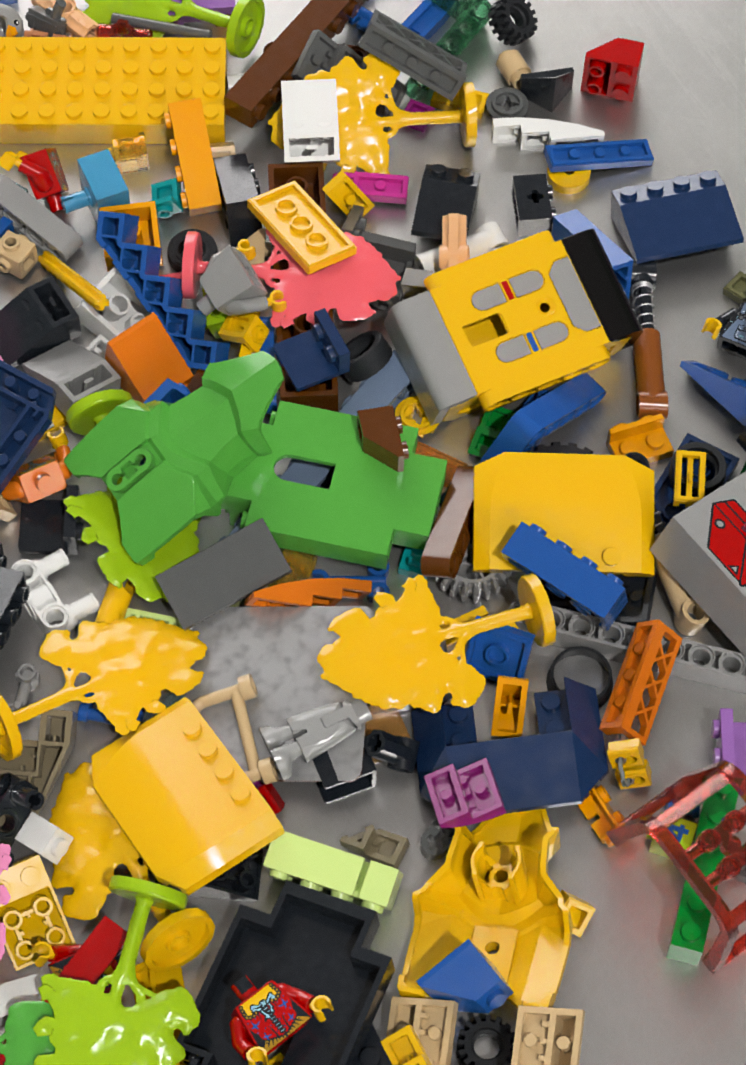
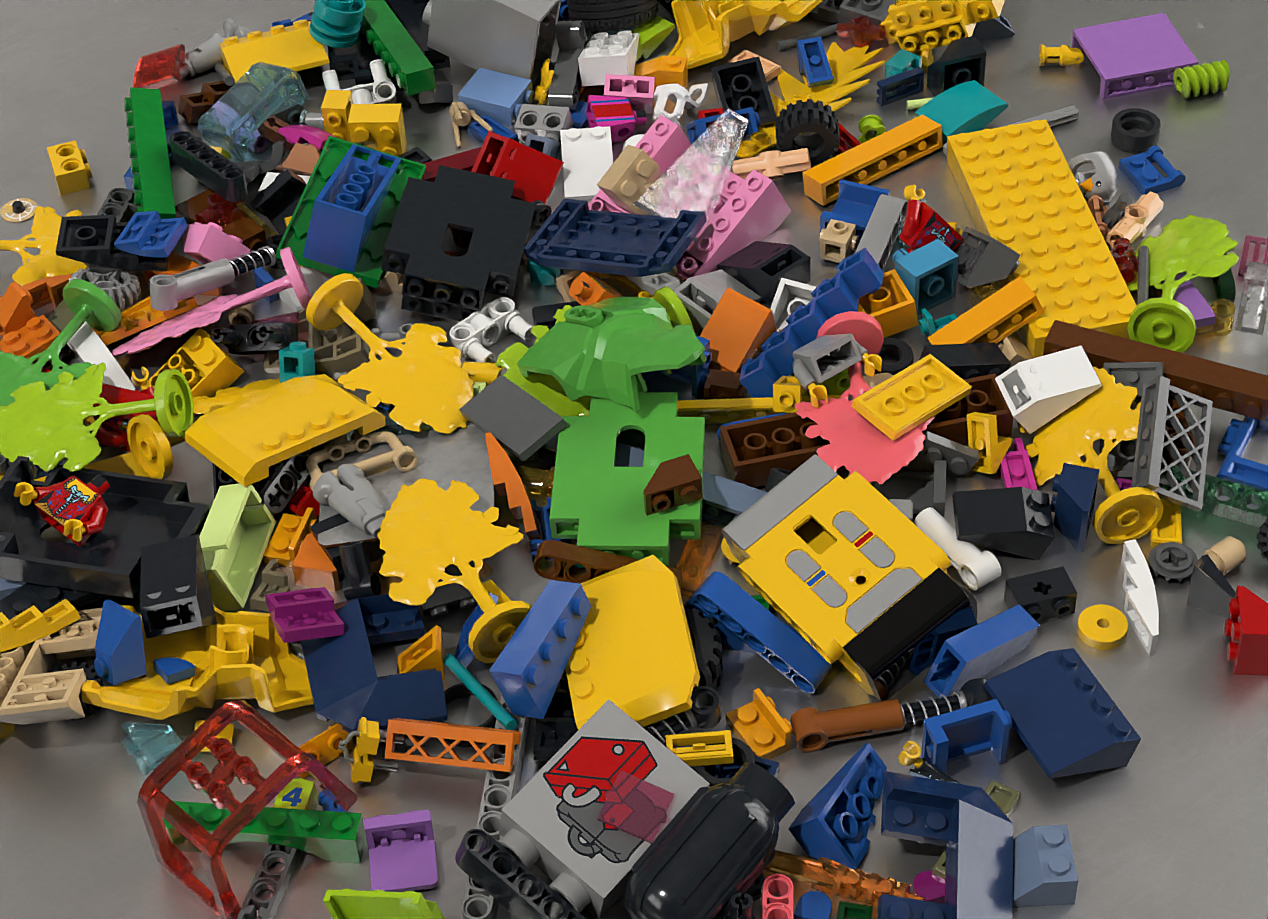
camera: 85 degrees right, 15 degrees down
(44, 838) = (251, 367): white brick -> none
(57, 779) = (296, 361): none -> teal brick
(73, 280) = (801, 272): yellow axle -> none
(114, 128) = (983, 259): none -> dark grey wedge
(312, 817) = (289, 537): none -> light orange bracket
(314, 354) = (768, 434): dark blue bracket -> none
(359, 798) = (313, 567): none -> orange slope
(414, 913) = (174, 588): none -> black slope
(443, 143) = (1074, 502): none -> dark blue slope
(454, 241) = (944, 520): light nougat piece -> none
(488, 939) = (173, 669): none -> blue tile
(577, 654) = (480, 692): none -> teal bar
(587, 964) = (149, 743): none -> clear light blue slope
(598, 155) = (1132, 644): blue tile -> none
(692, 303) = (966, 734): none -> blue panel

